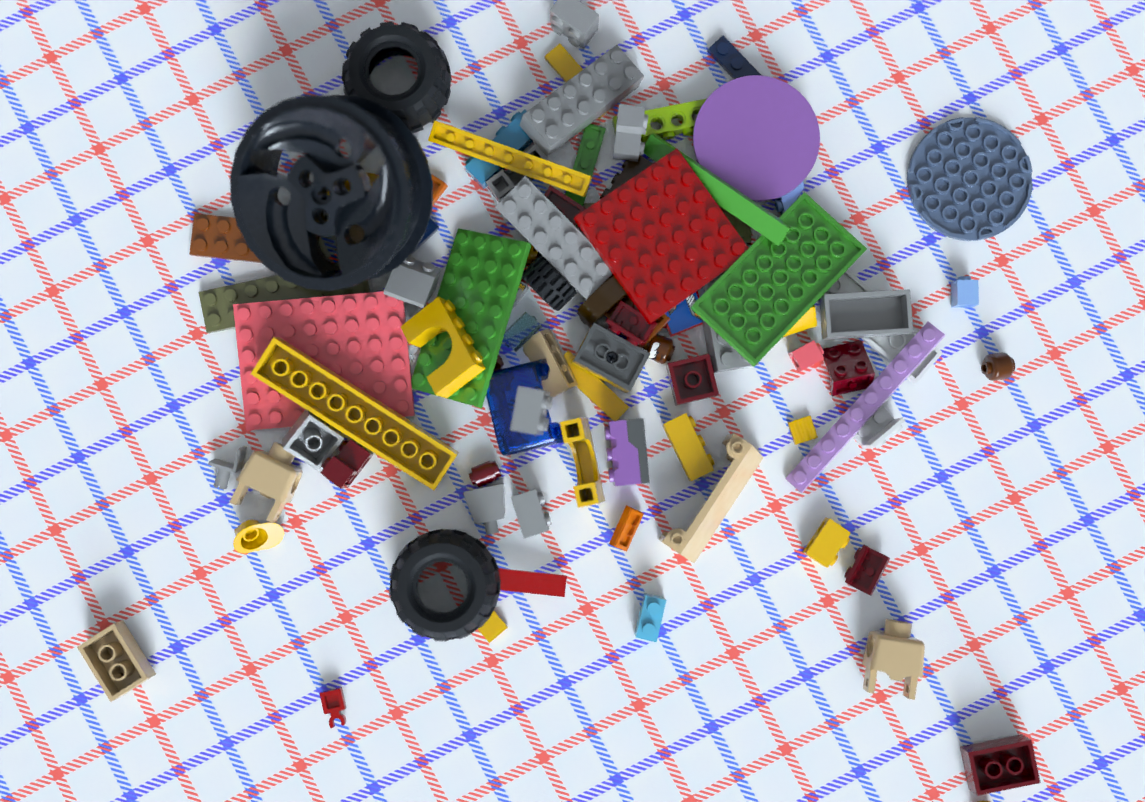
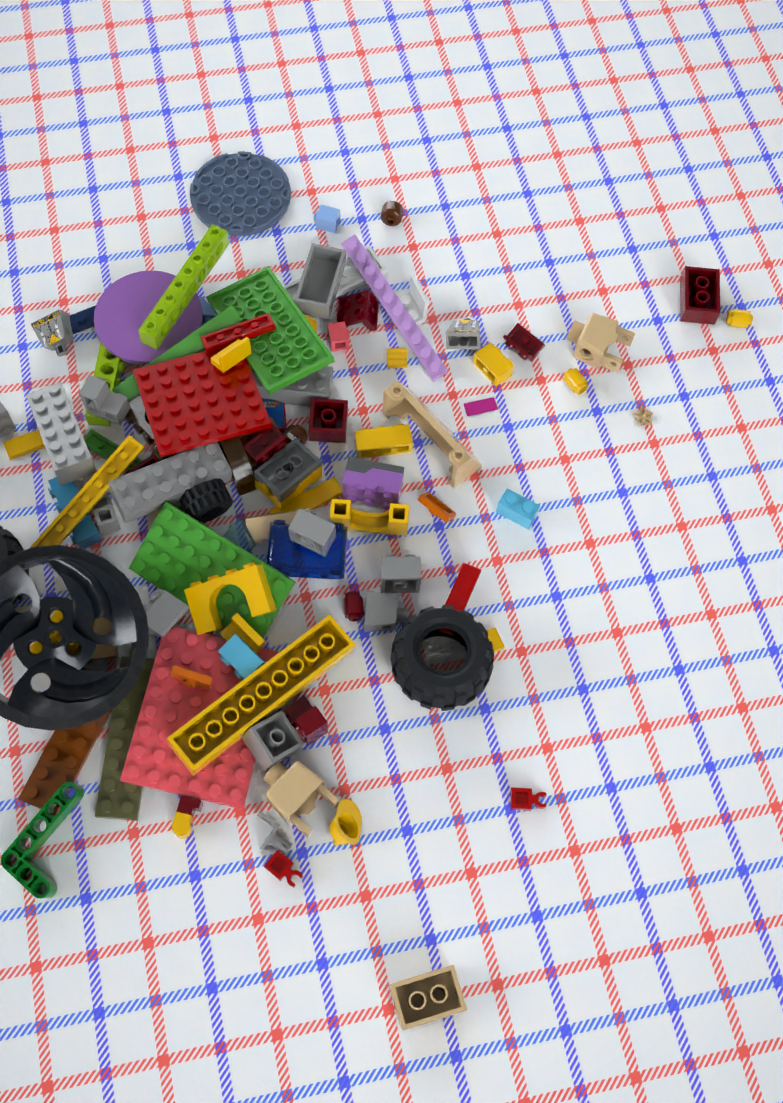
camera: 75 degrees left, 20 degrees down
(161, 245) = (38, 838): none -> green beam
(200, 485) = (281, 866): none -> red plate
(225, 376) = (184, 816): none -> leg
(349, 337) = (191, 677): none -> orange plate
(386, 380) = (240, 656): none -> medium azure brick
(410, 372) = (245, 631): none -> yellow panel
(706, 43) = (54, 331): none -> light grey torso
(725, 250) = (232, 354): none -> yellow panel
(758, 246) = (249, 329): none -> red tile
(770, 541) = (480, 406): none -> dark pink sticker
(803, 165) = (184, 287): none -> lime brick
(814, 730) = (644, 417): none -> tan plant
(834, 642) = (575, 381): none -> yellow brick
(852, 499) = (463, 334): none -> light grey torso

